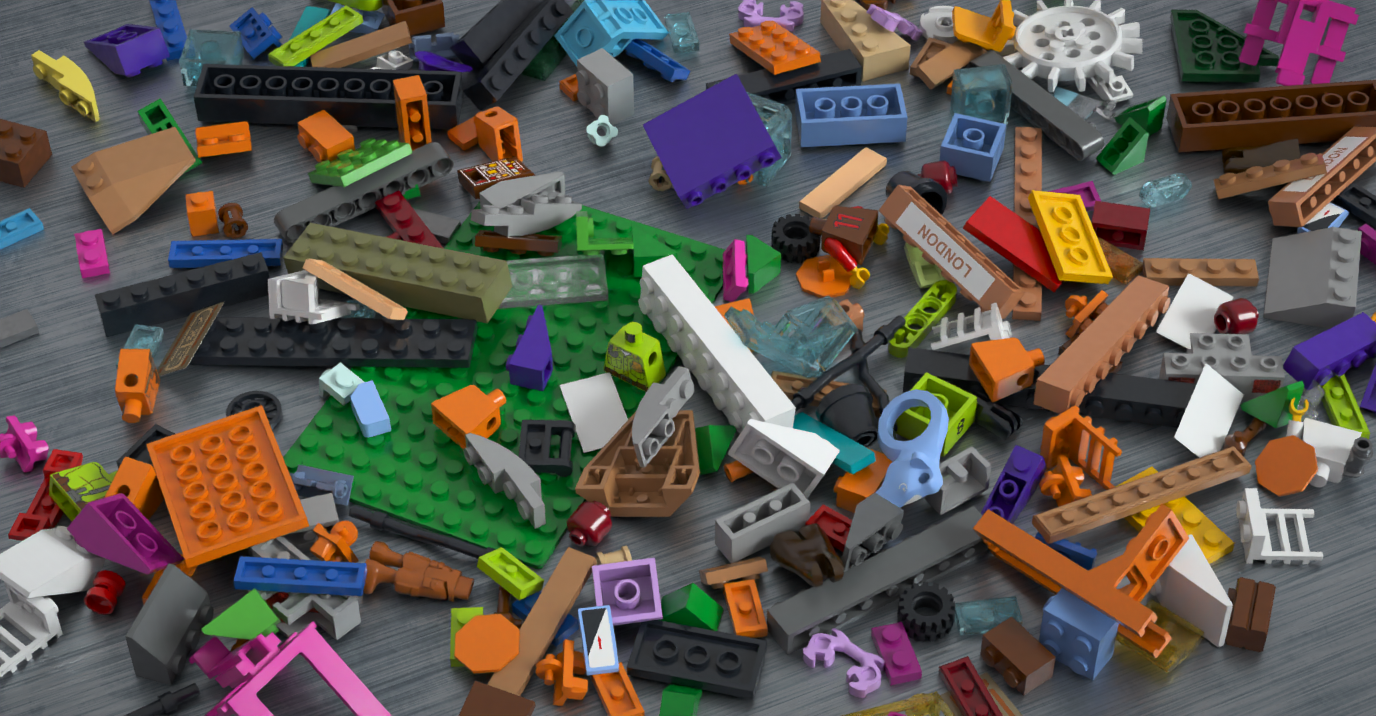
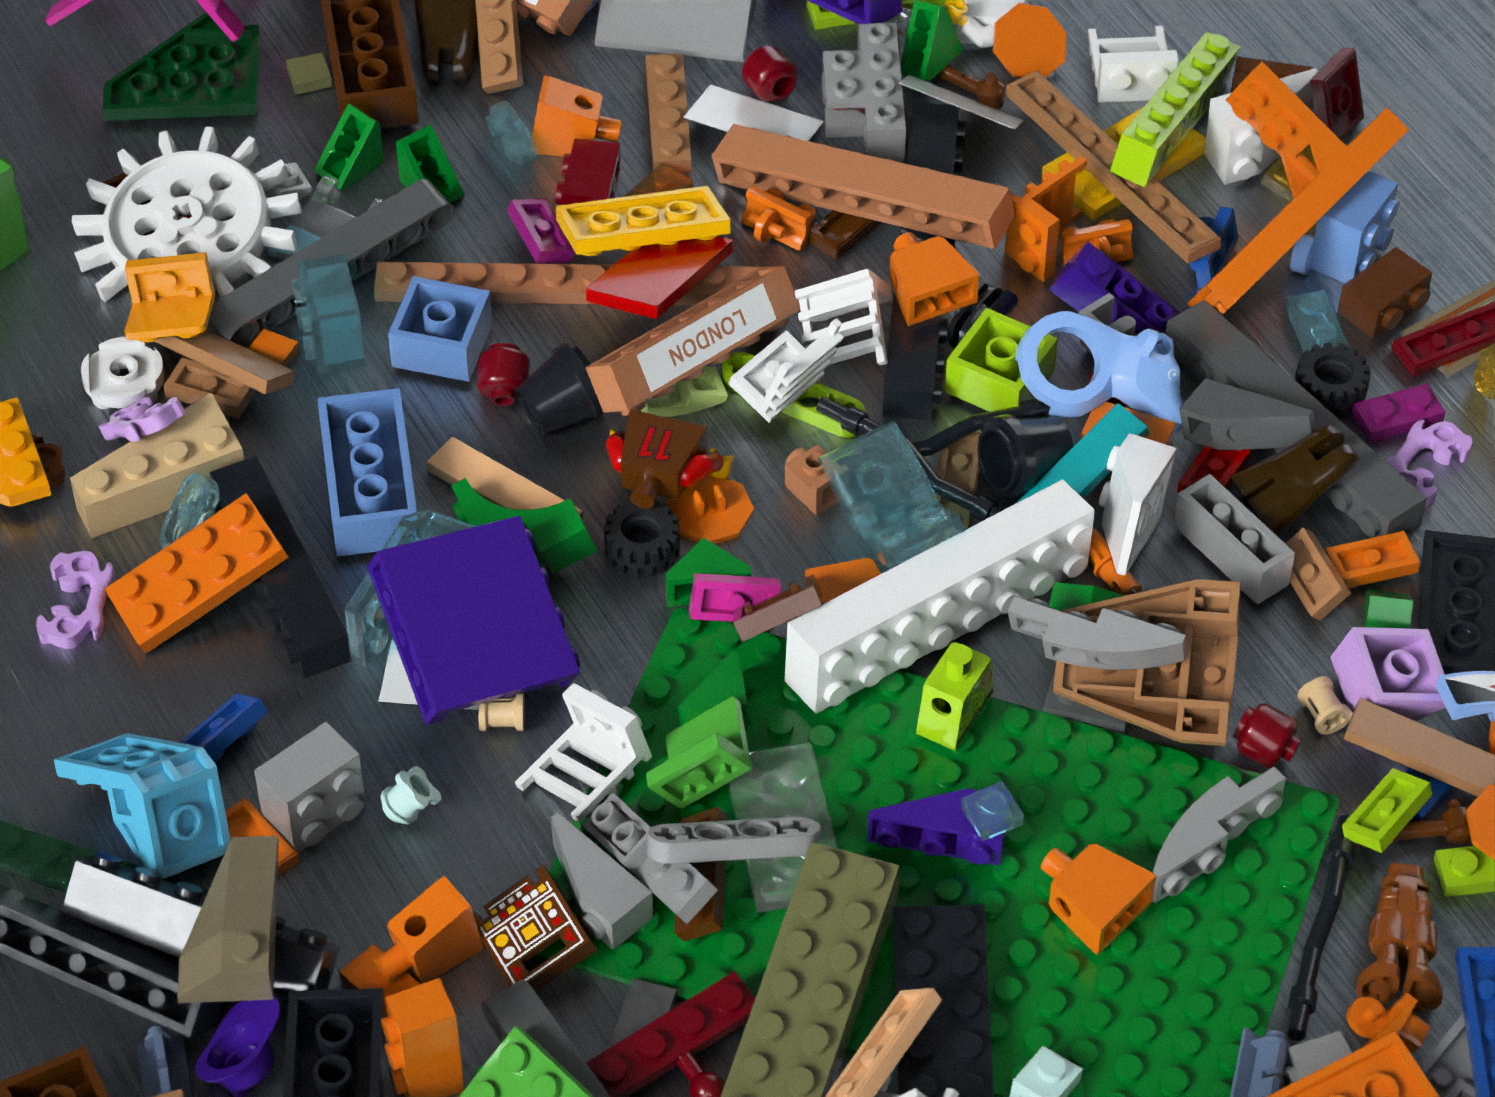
camera: 95 degrees left, 5 degrees up
(369, 410) = (1098, 1032): light blue piece -> none
(491, 45) = (235, 931): none -> dark tan wedge
(526, 238) = (731, 839): none -> light grey beam
(527, 356) = (992, 811): none -> clear light blue plate
(536, 445) = (1140, 805): black plate -> none
(594, 410) = (1044, 749): white sticker -> none
(621, 204) = (600, 733): none -> white plate
(682, 32) = (131, 711): clear light blue plate -> none
(703, 269) = (777, 609): none -> container
(799, 174) = (556, 529): none -> green arch
(827, 45) = (191, 507): none -> clear light blue plate
(919, 293) = (785, 371): none -> white plate
(1172, 219) = (569, 113): none -> orange torso
(1220, 540) = (1174, 109): none -> lime brick
(1222, 637) = (1338, 93): none -> dark red tile

